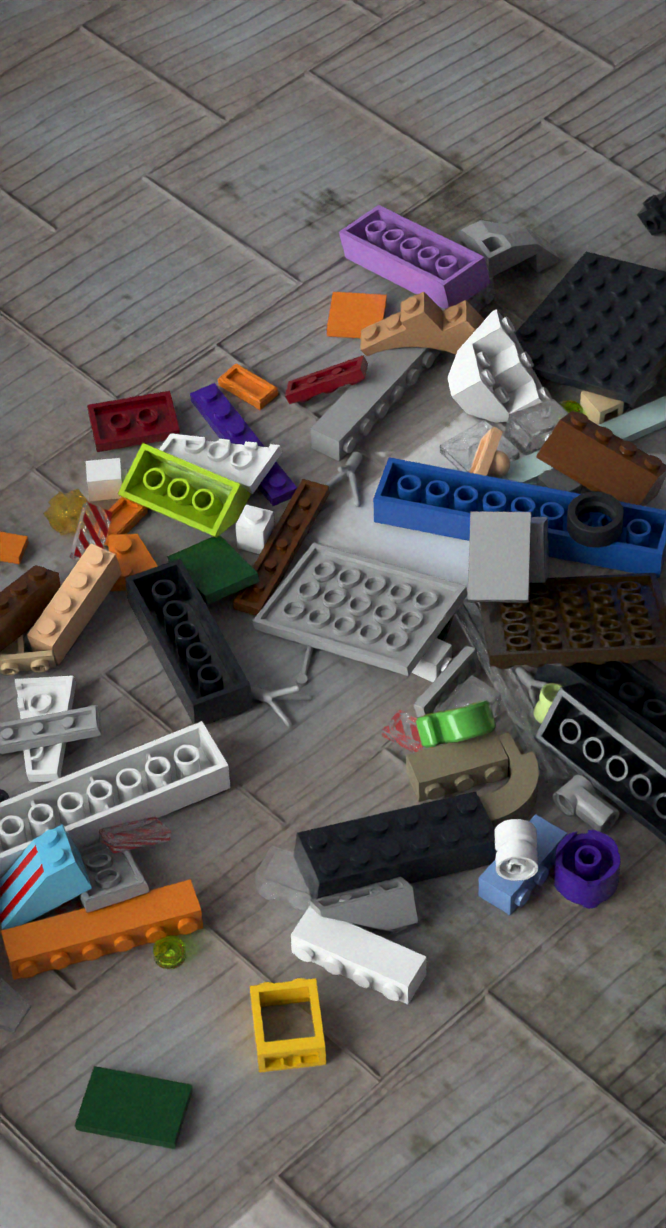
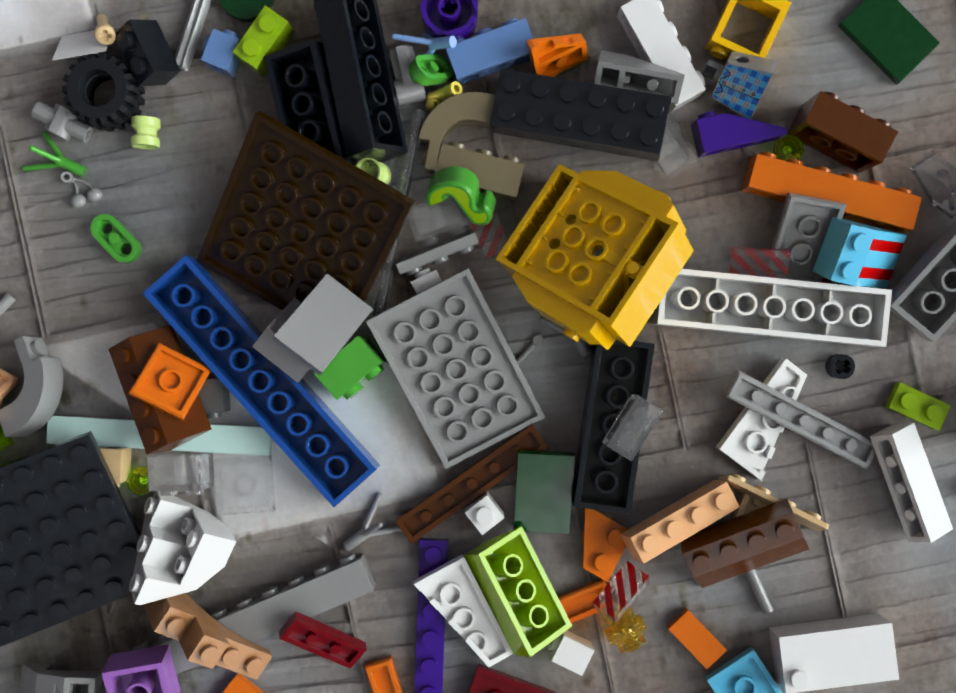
camera: 150 degrees left, 40 degrees up
(128, 971) = (843, 132): none -> reddish brown brick
(171, 625) = (632, 427): none -> clear brick
(237, 926) = (729, 132): none -> dark purple slope
(249, 958) = (740, 81): none -> torso
(298, 732) = (557, 246): none -> yellow piece
(450, 551) = (351, 367): none -> bright green brick
(460, 887) = (556, 53): none -> orange wing
(488, 459) = (250, 458): light nougat tile -> none
(516, 849) = (504, 35): white wheel -> none
(545, 805) = (436, 97): none -> light yellow arm
(564, 829) = (433, 43): none -> light blue plant
(566, 807) = (430, 69): none -> bright green plate
(595, 536) = (198, 303): black tyre -> none
(596, 463) = (170, 382): none -> orange tile

